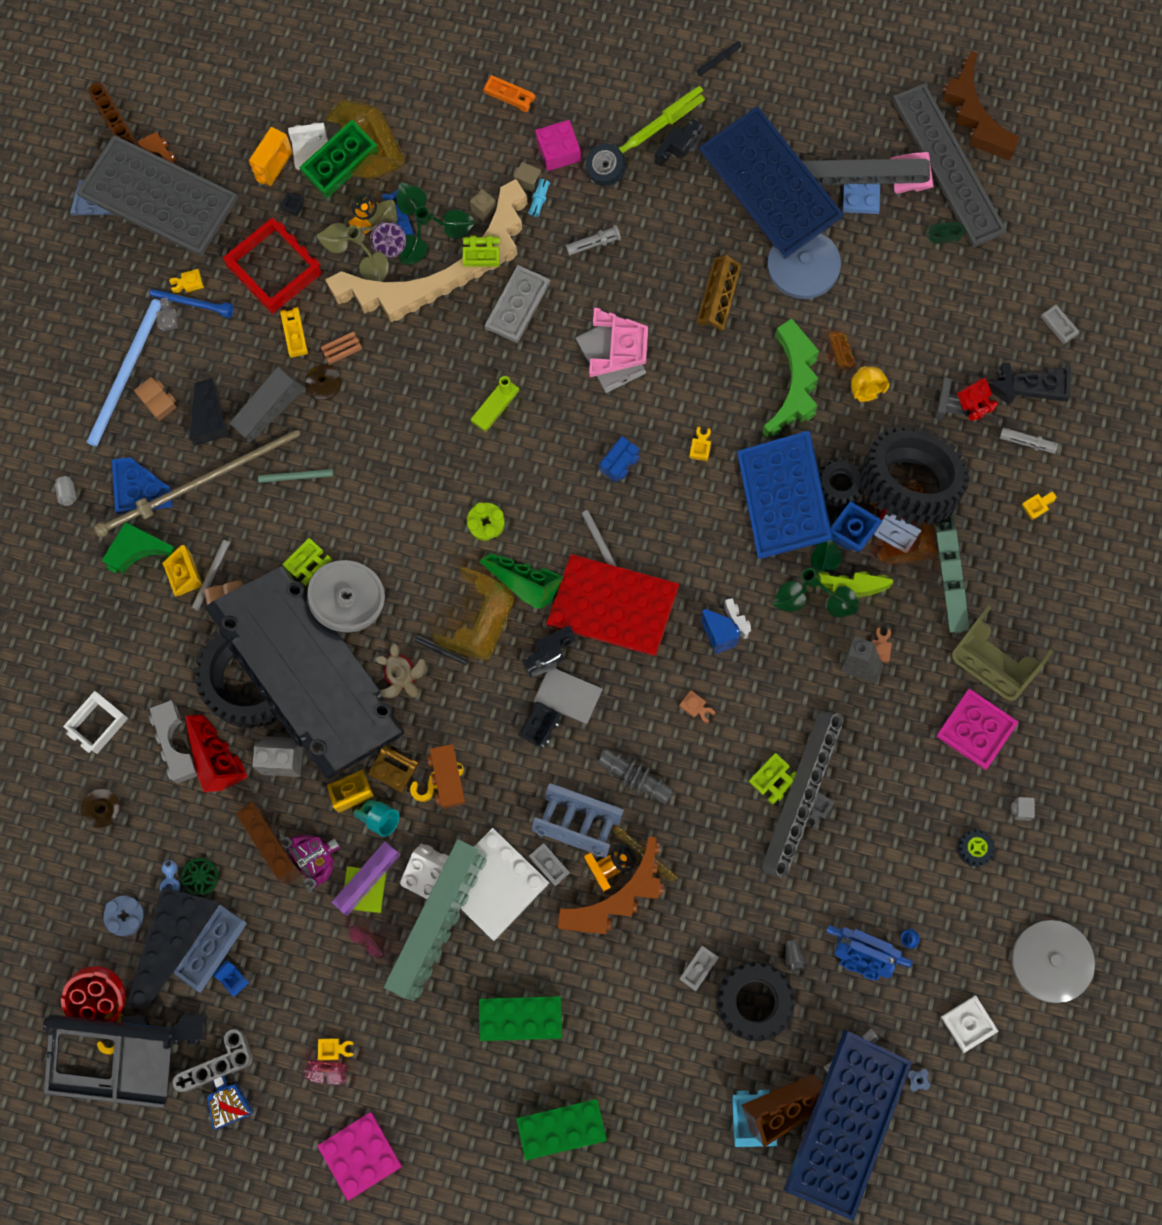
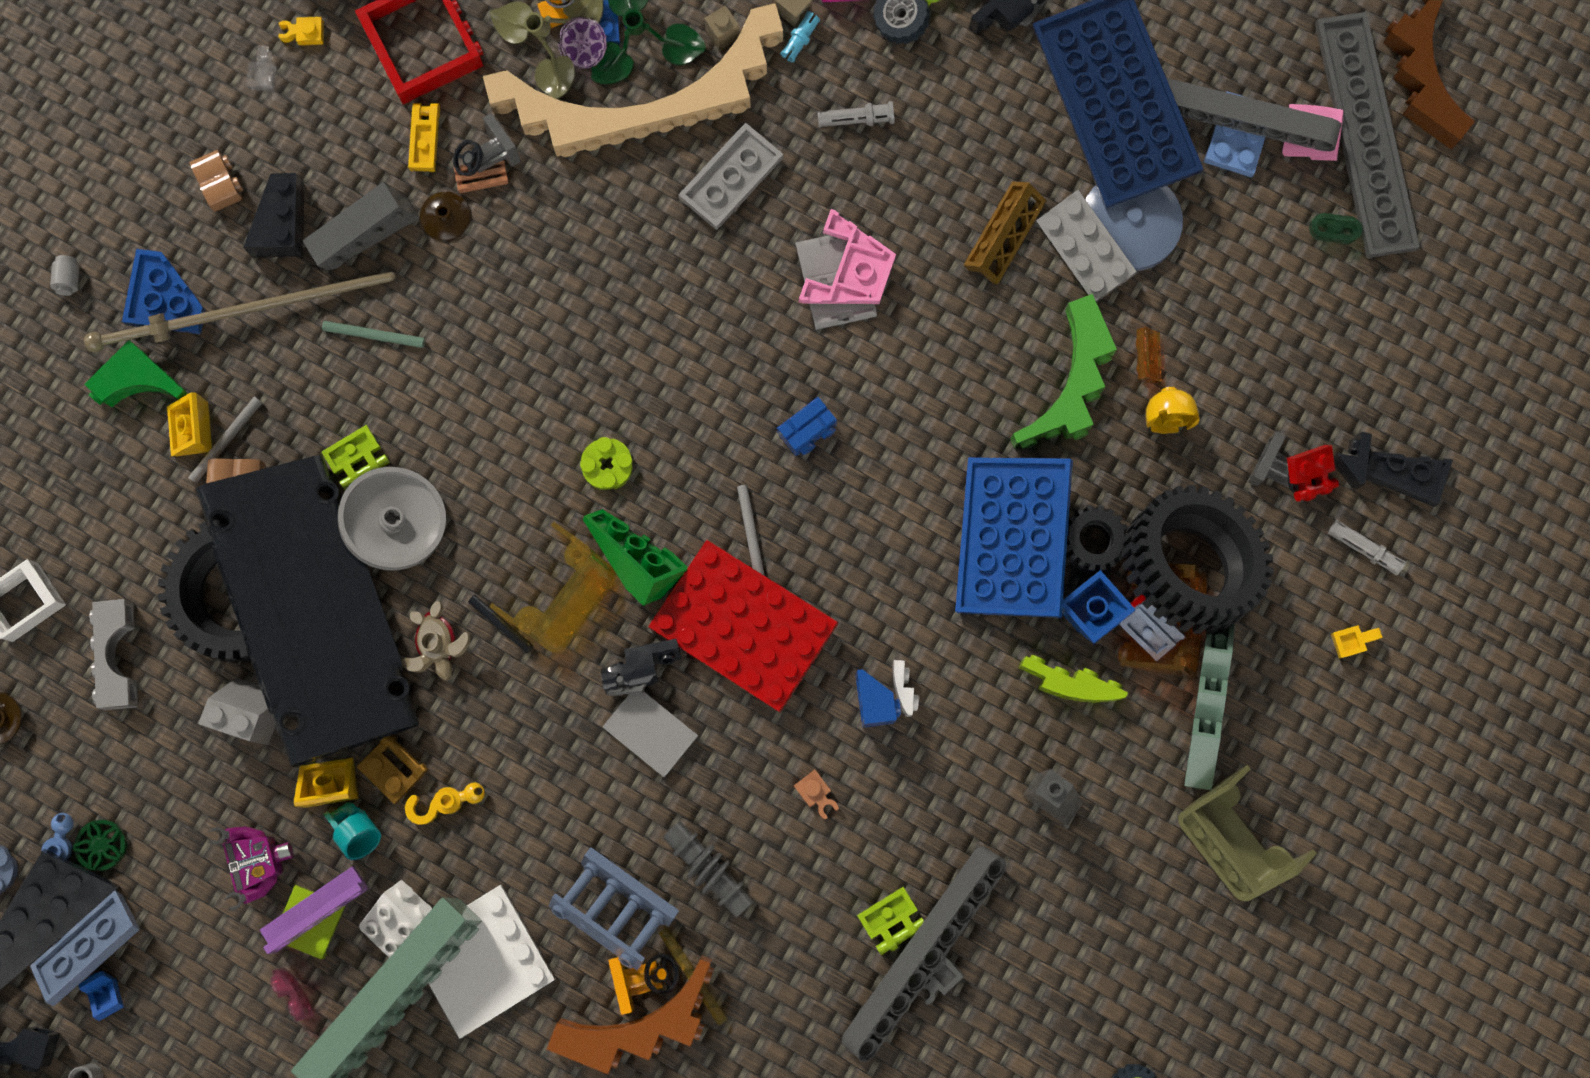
camera: 10 degrees right, 5 degrees up
(124, 373) = (185, 135): light blue piece -> none
(213, 760) = (159, 688): red wedge -> none
(226, 309) = (341, 82): blue piece -> none
(259, 829) = (183, 801): reddish brown arch -> none
(340, 334) = (488, 154): none -> dark grey piece
(446, 776) = (455, 803): dark orange brick -> none
(481, 256) = (697, 98): lime plate -> none
(495, 404) = (663, 306): lime piece -> none
(539, 725) = (600, 763): black bracket -> none
(549, 864) = (561, 956): light grey plate -> none
(700, 447) = (921, 438): yellow plate -> none
(778, 288) = (1086, 246): none -> light grey plate
(791, 595) = (984, 675): dark green plant -> none
(883, 647) = (1085, 779): nougat plate -> none
(977, 729) = (1183, 927): dark pink plate -> none
(1023, 808) = (1215, 1054): light grey plate -> none
(1059, 324) = (1454, 396): light grey plate -> none

